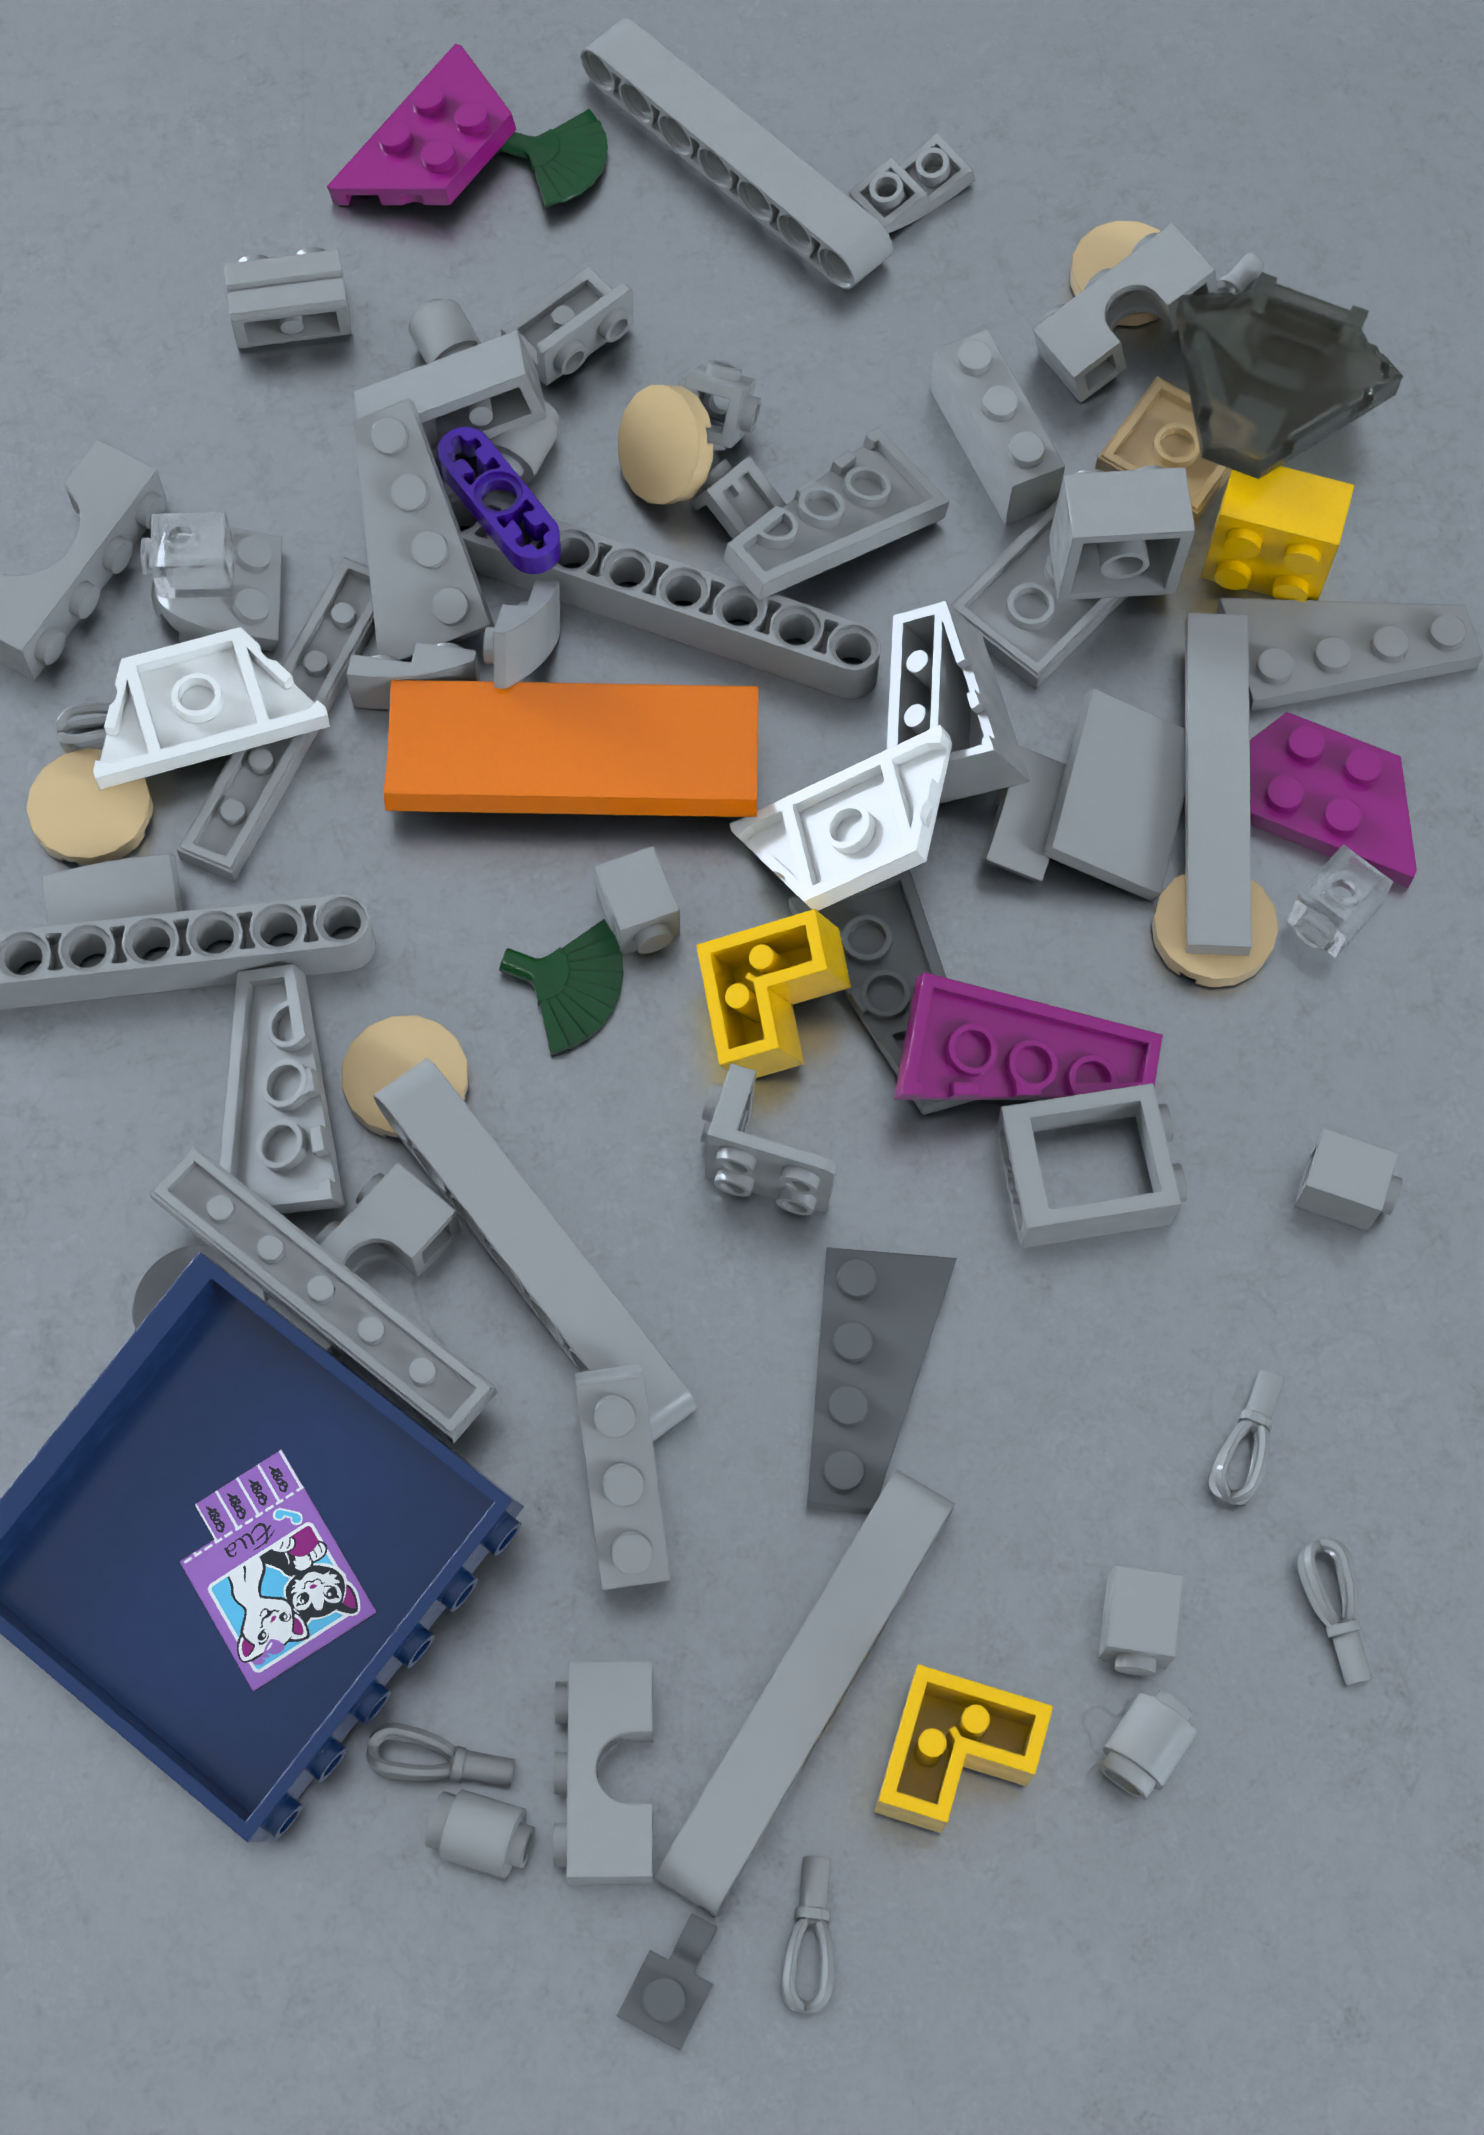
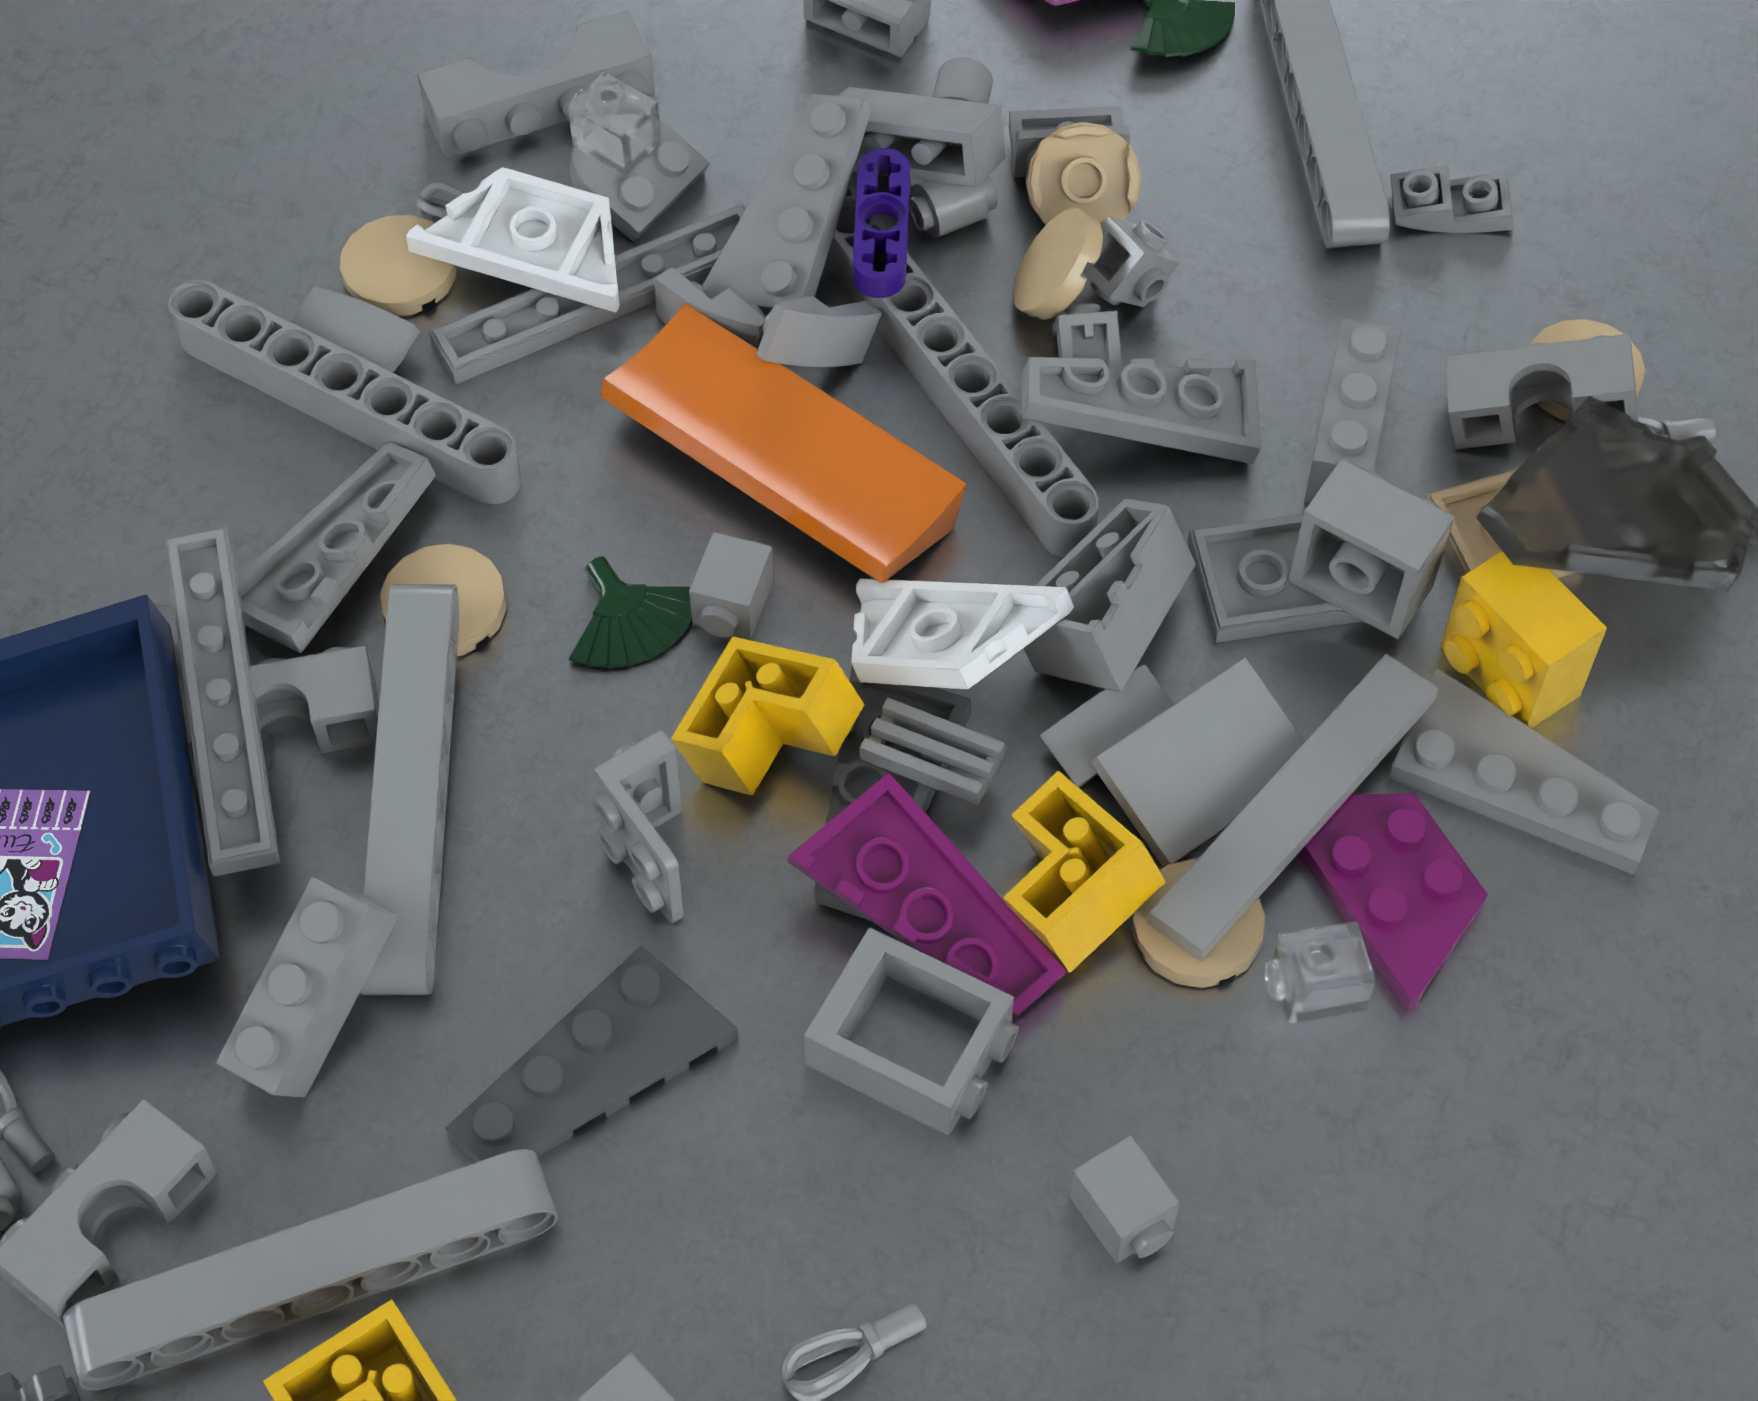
camera: 40 degrees right, 10 degrees down
(617, 350) = (1083, 169): none -> tan tile
(917, 908) = (938, 742): none -> light grey tile
(1123, 937) = (1088, 872): none -> yellow brick

